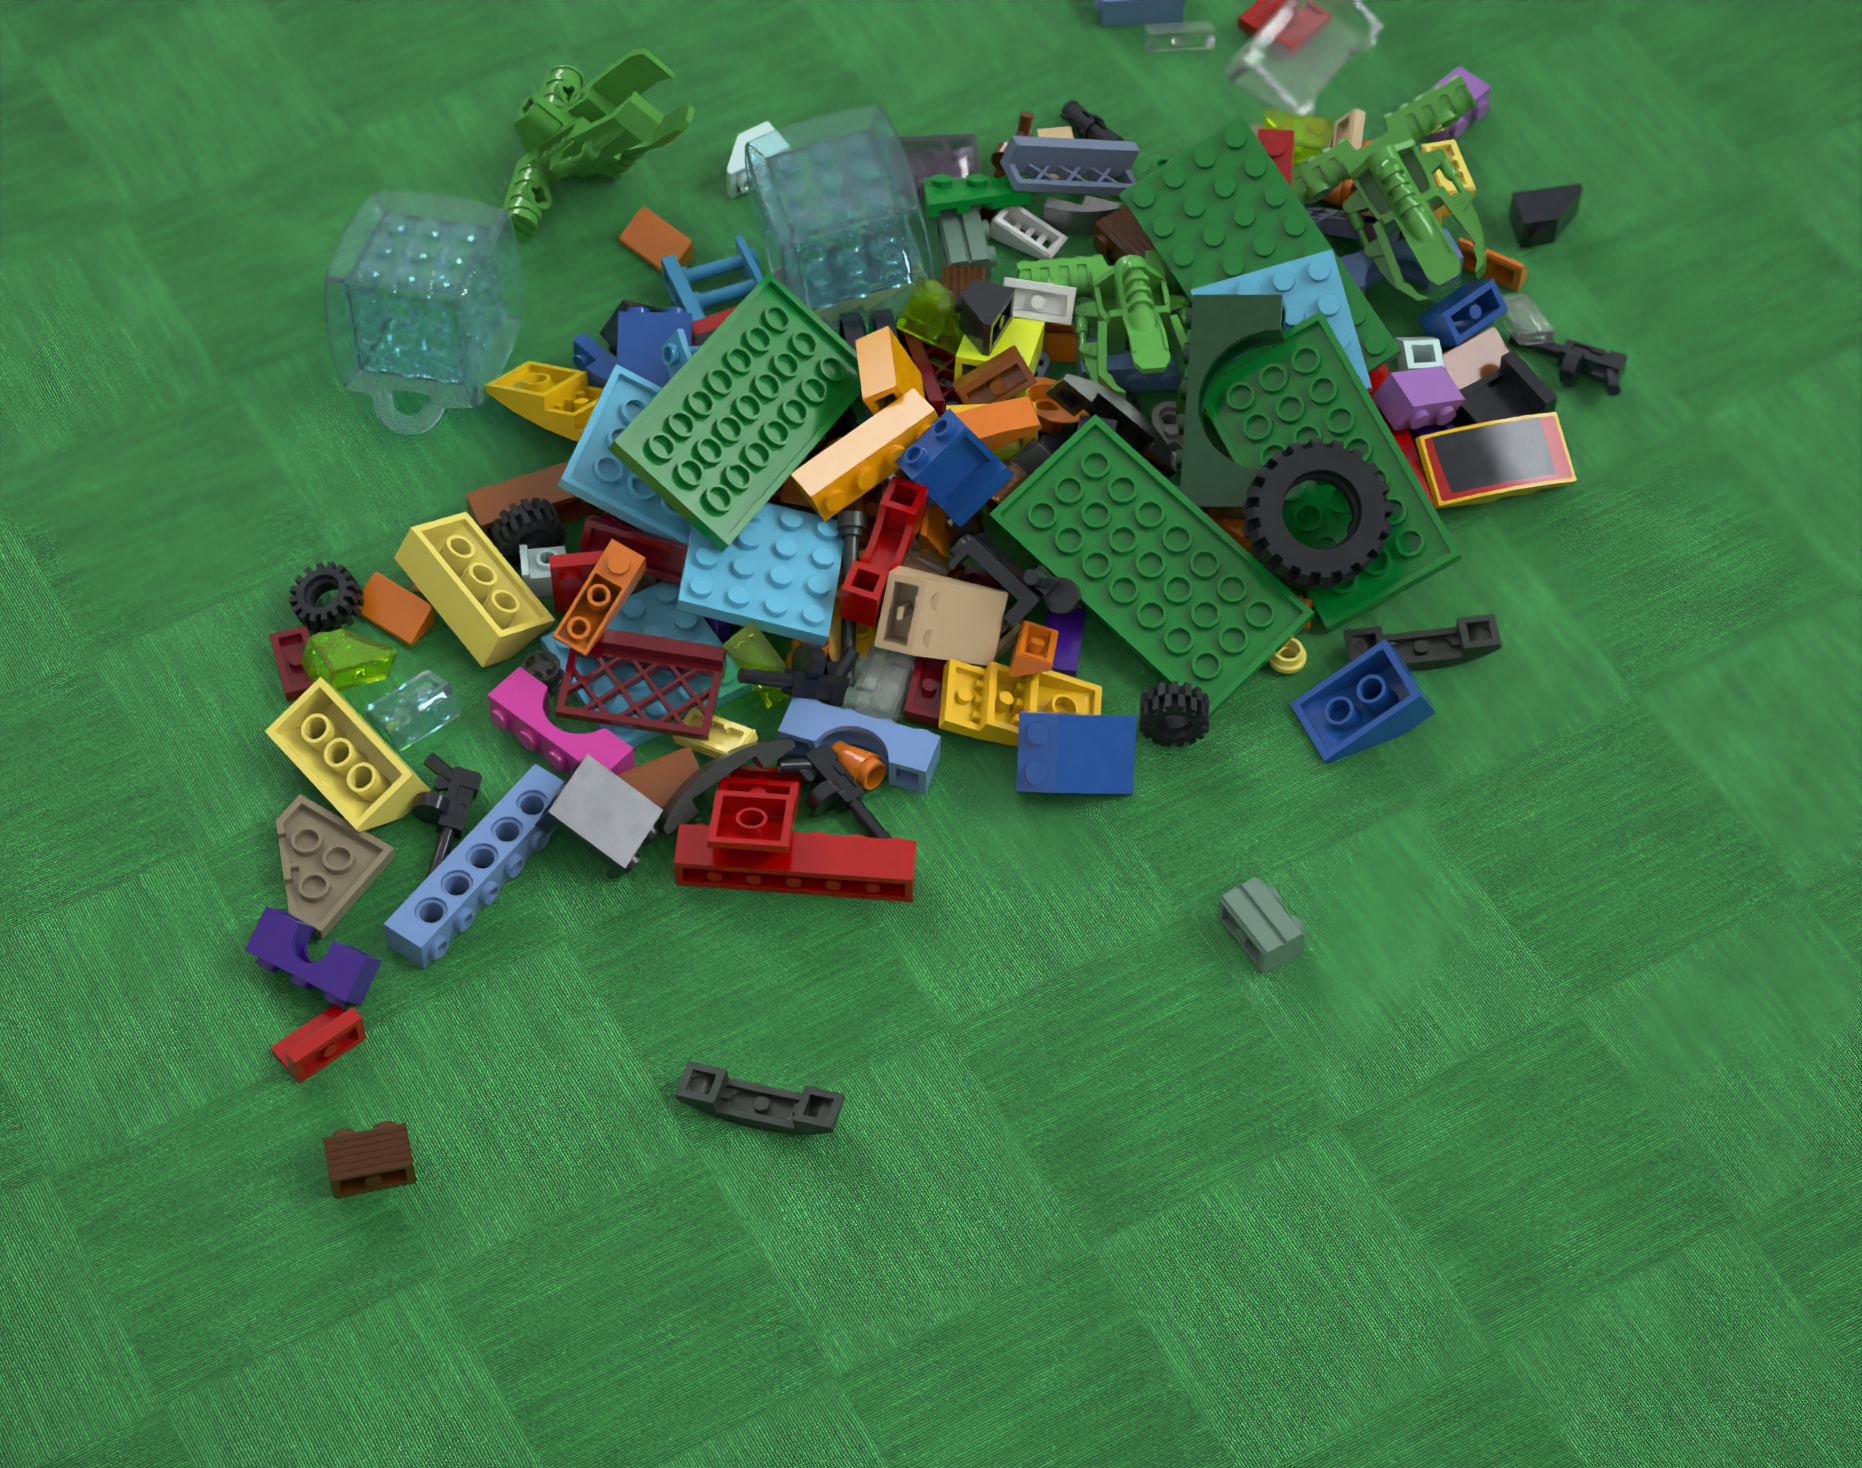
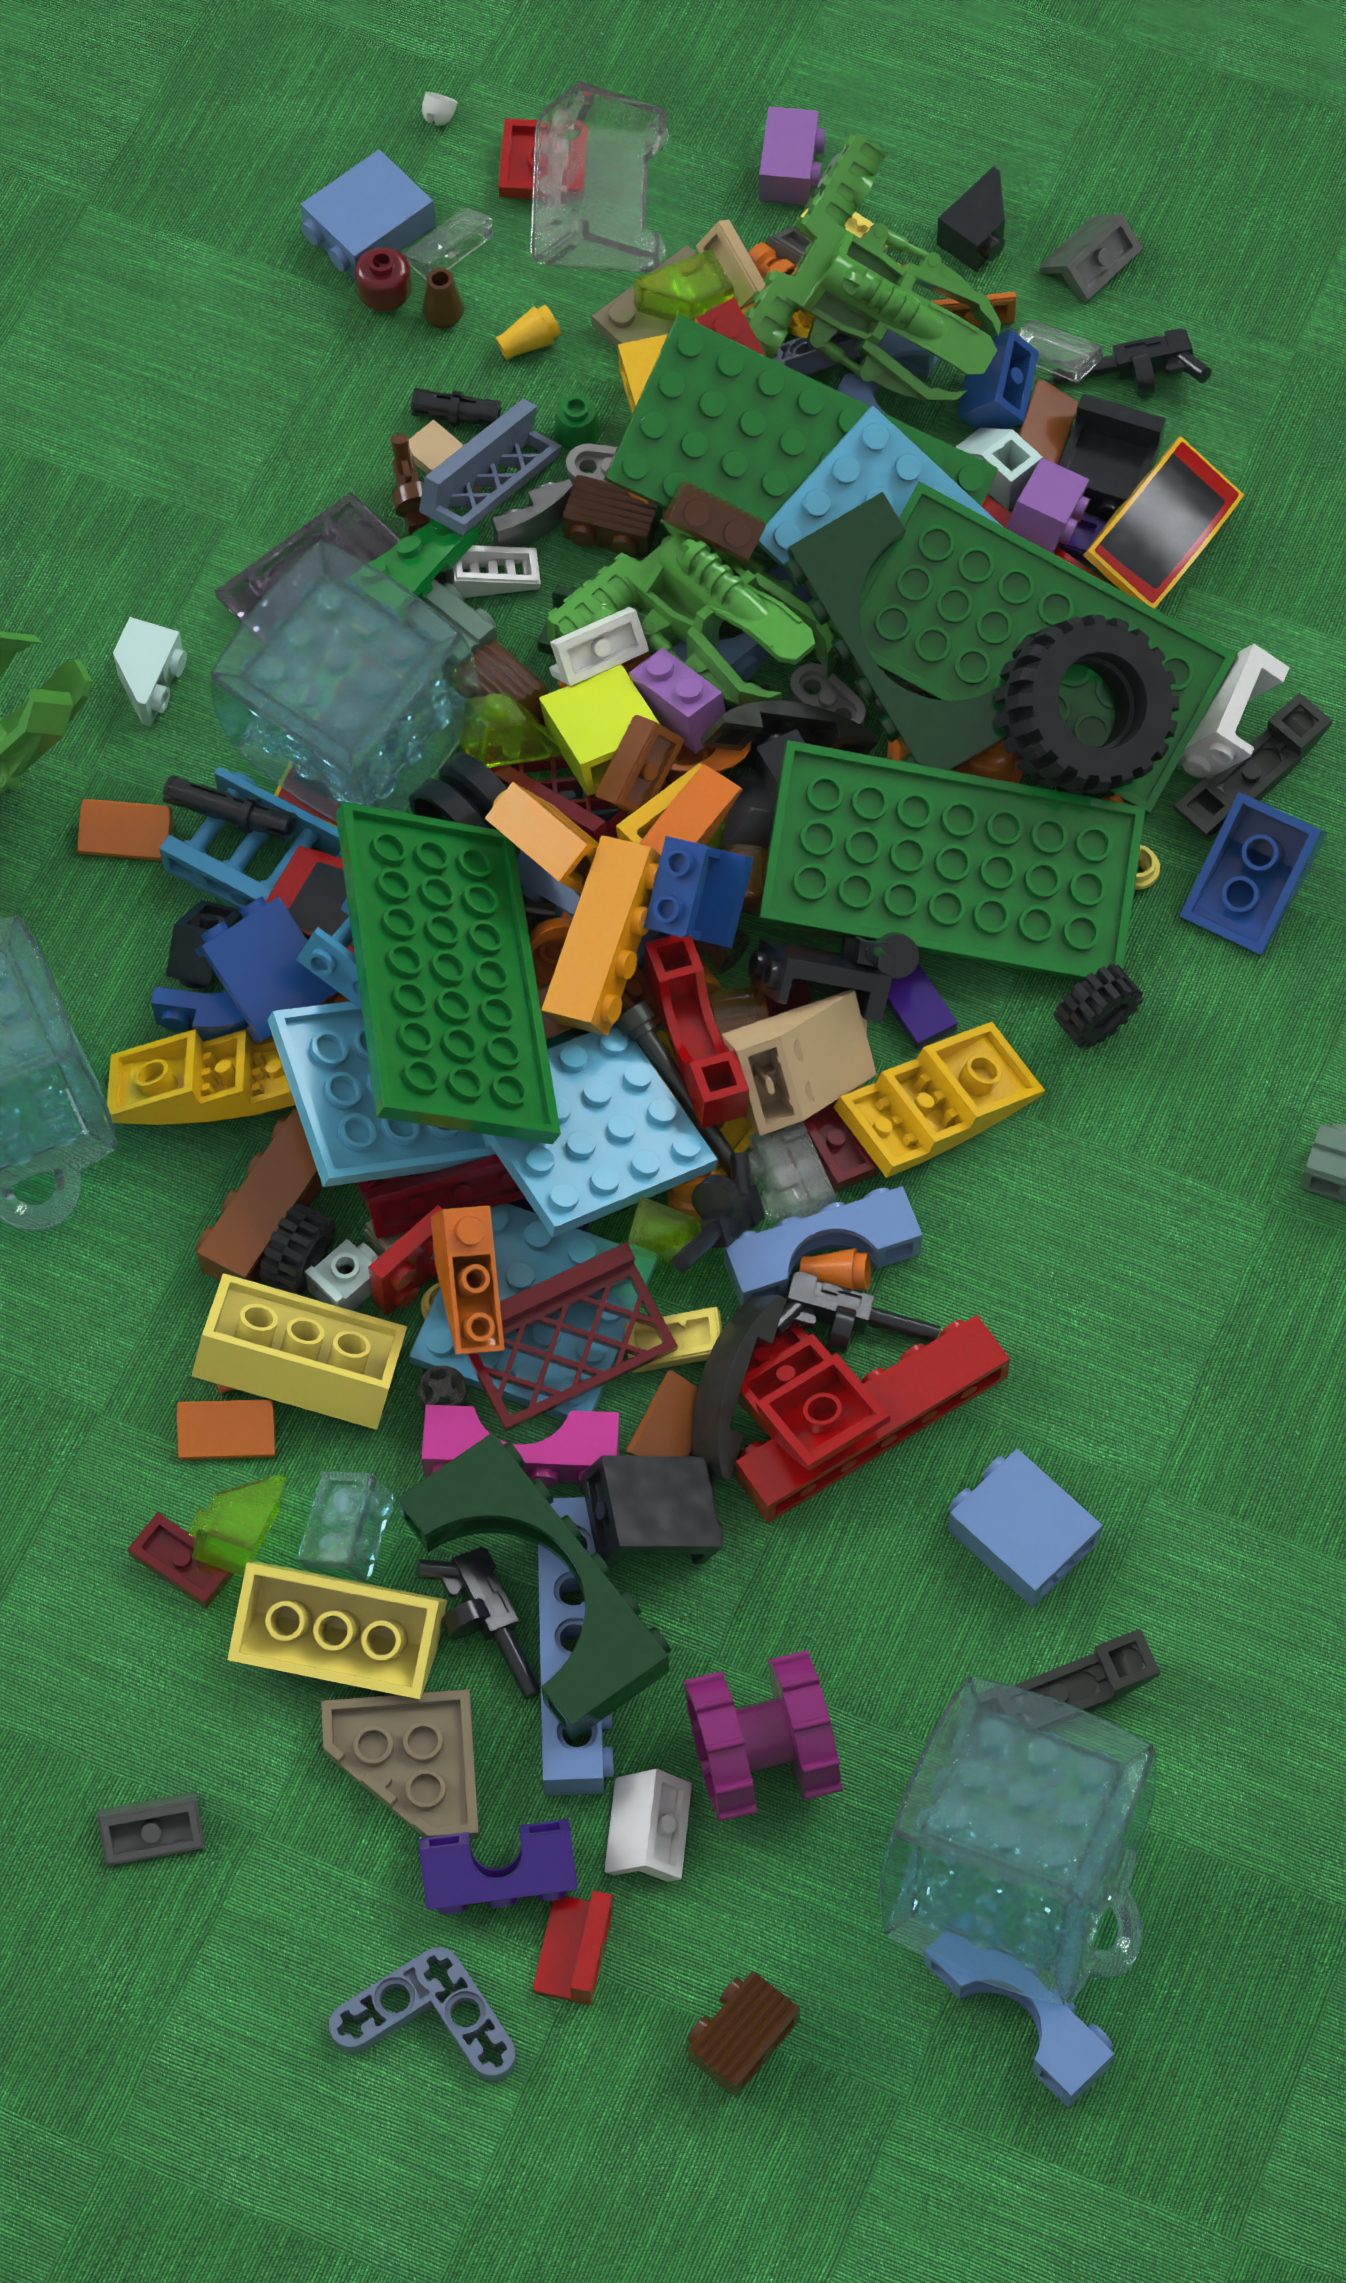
camera: 35 degrees left, 10 degrees up
(136, 801) = (151, 1828): none -> dark grey slope
(202, 1005) = (423, 1996): none -> sand blue beam
(318, 583) = (123, 1462): black tyre -> none
(431, 1003) = (648, 1825): none -> white panel
(489, 874) = (492, 1494): none -> dark green arch
(515, 977) = (763, 1735): none -> magenta piece
(558, 1310) = (1068, 2052): none -> medium blue arch
(625, 1146) = (1020, 1842): none -> clear light blue piece
(731, 269) = (246, 813): none -> black pin
(832, 990) = (1023, 1526): none -> medium blue brick
(985, 313) = (568, 698): black slope -> none
(1033, 650) = (911, 1034): orange slope -> none
(1060, 355) = (678, 697): none -> medium lavender brick
(1075, 753) = (1039, 1116): blue slope -> none
(1112, 27) = (383, 279): none -> dark red head
(1140, 60) = (442, 300): none -> reddish brown cone
(1167, 259) = (714, 521): none -> reddish brown brick
(1180, 112) = (530, 332): none -> yellow cone
(1458, 579) = (1215, 743): none -> white panel
(1608, 281) = (1093, 254): none -> flat silver panel

